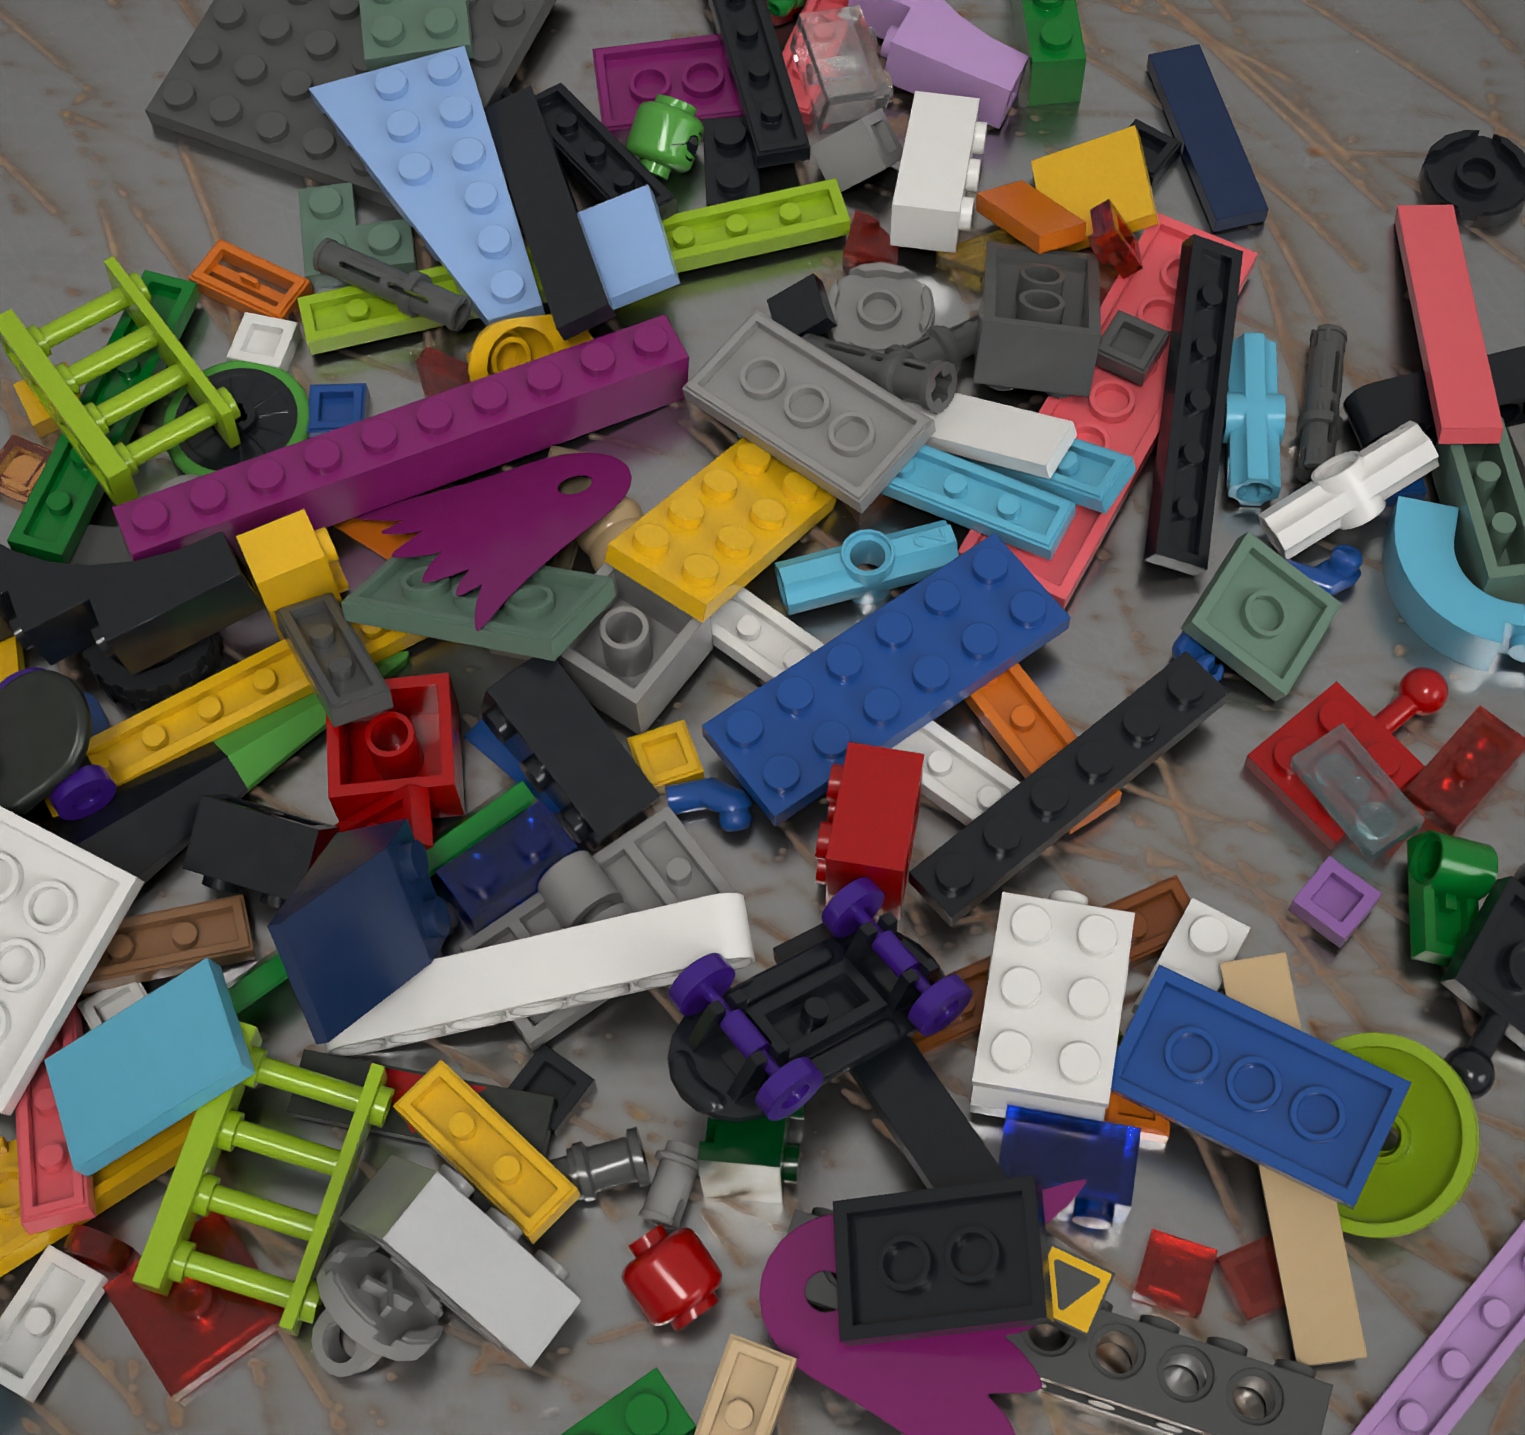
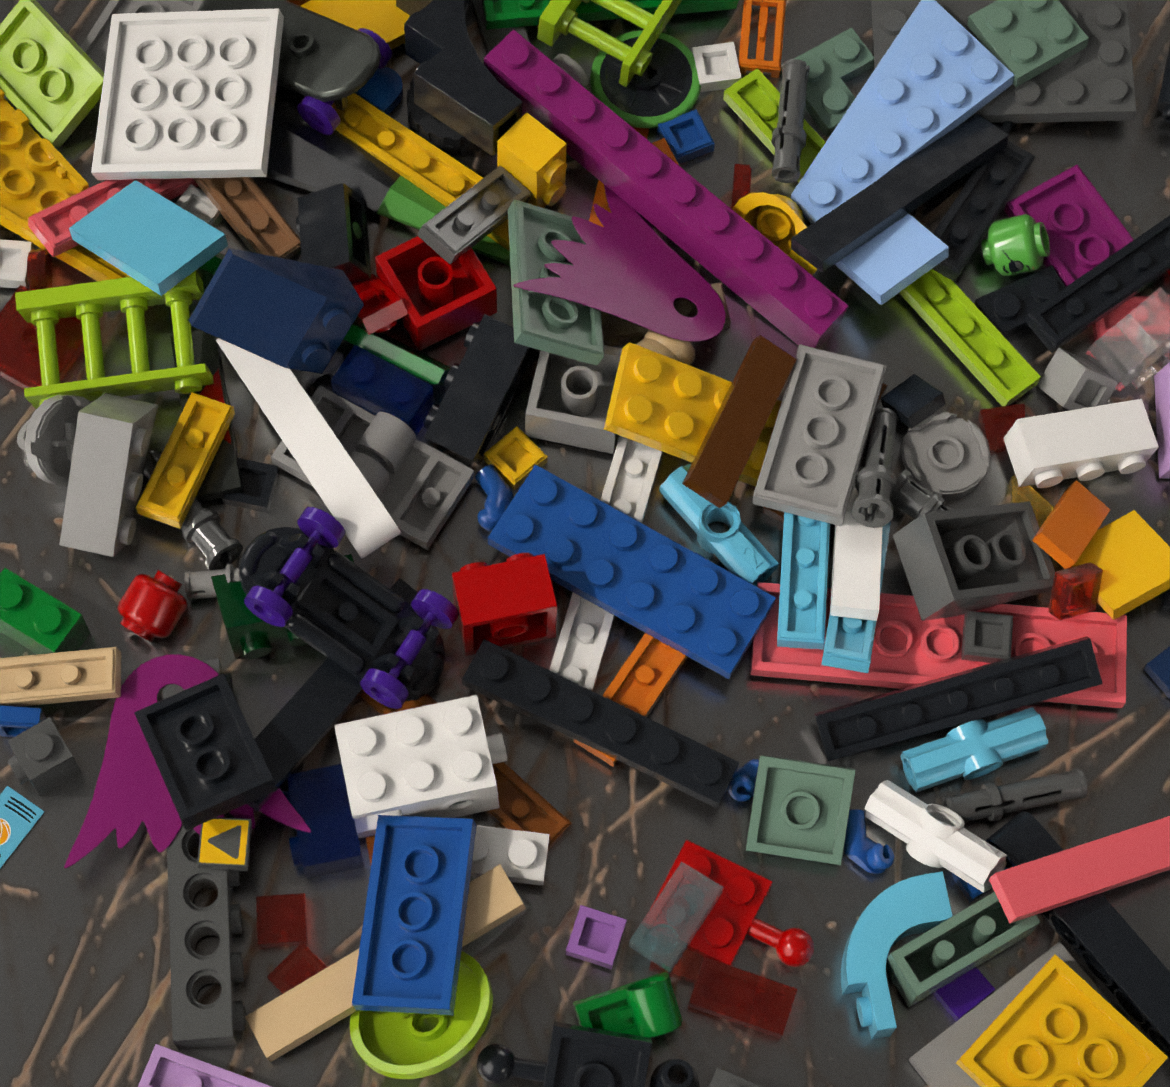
camera: 60 degrees right, 5 degrees up
(758, 480) = (739, 421): none -> reddish brown tile

